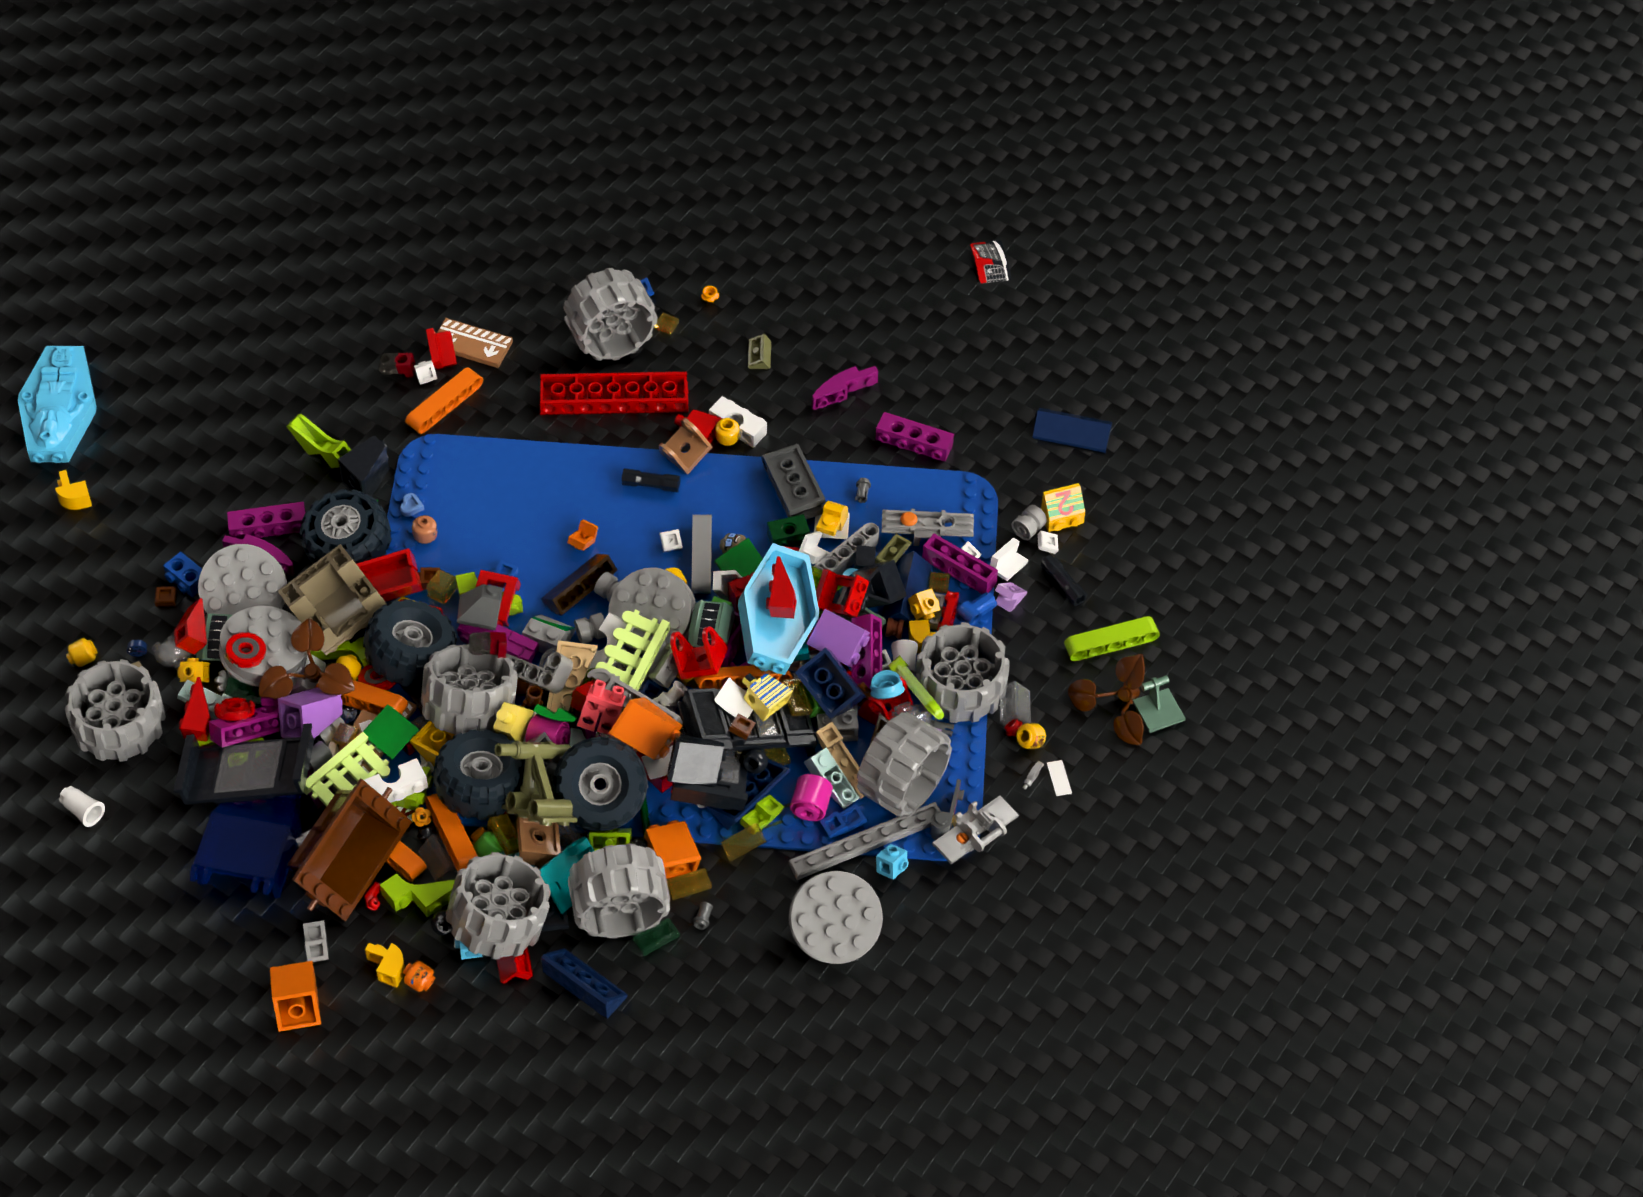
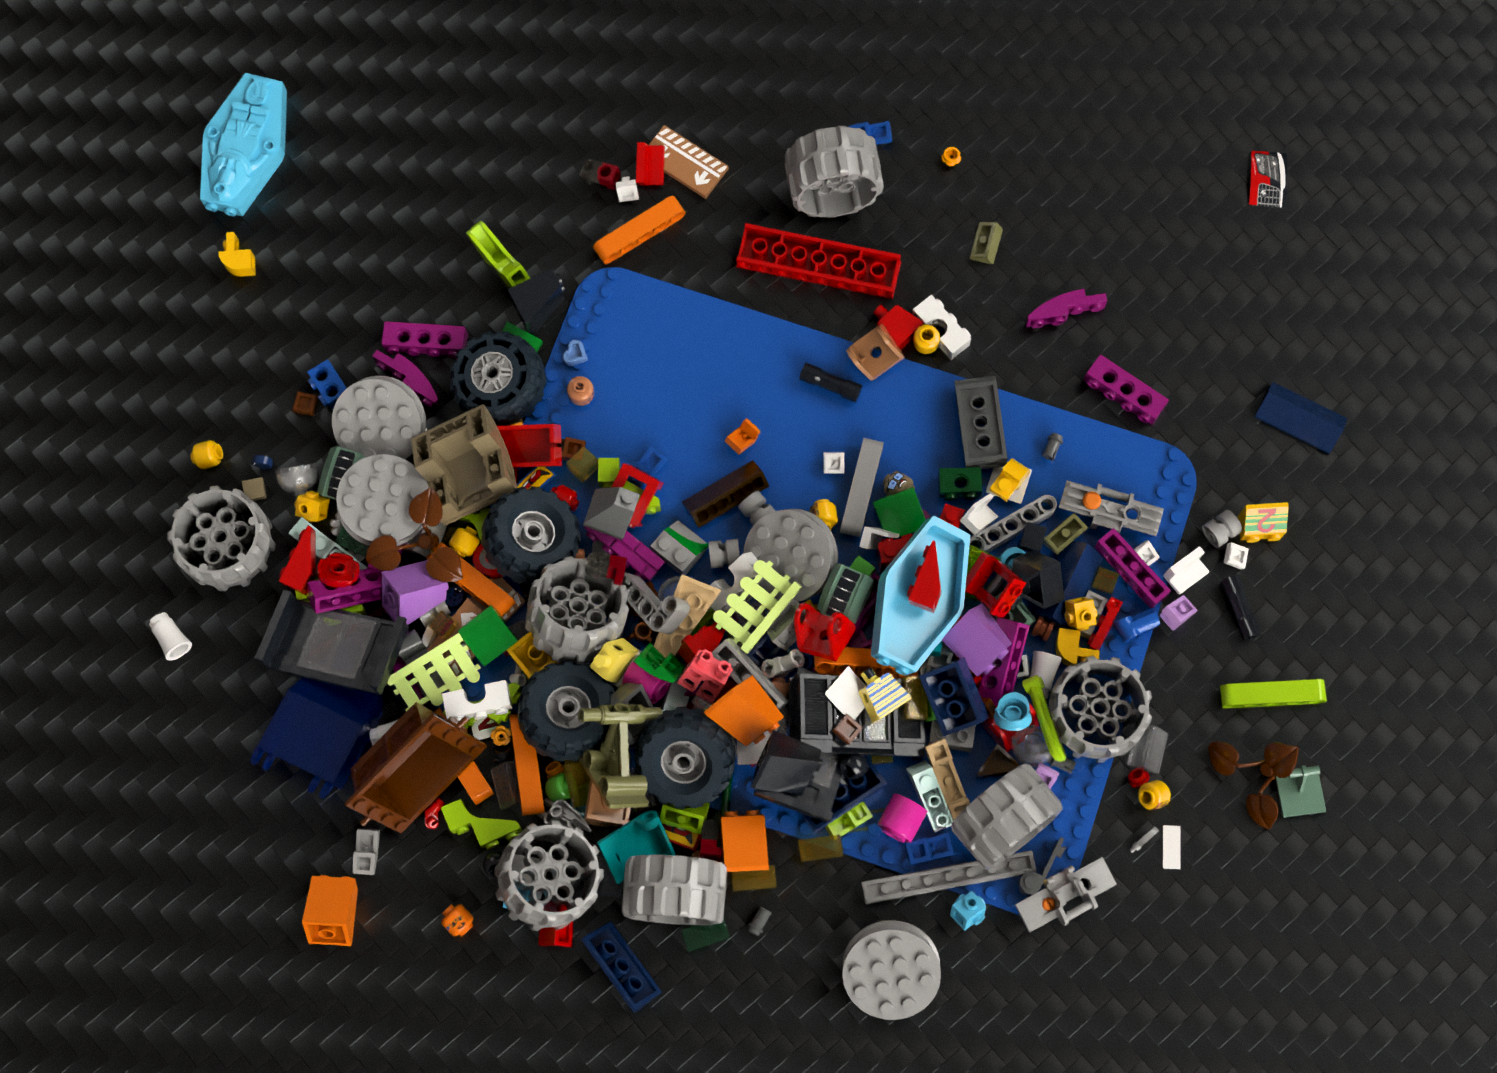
camera: 20 degrees right, 20 degrees up
(191, 629) = (314, 464): red slope -> none
(249, 641) = (359, 499): red tile -> none
(391, 963) = (434, 900): yellow brick -> none
(601, 674) = (718, 627): light grey piece -> none
(666, 323) = (896, 182): clear yellow tile -> none

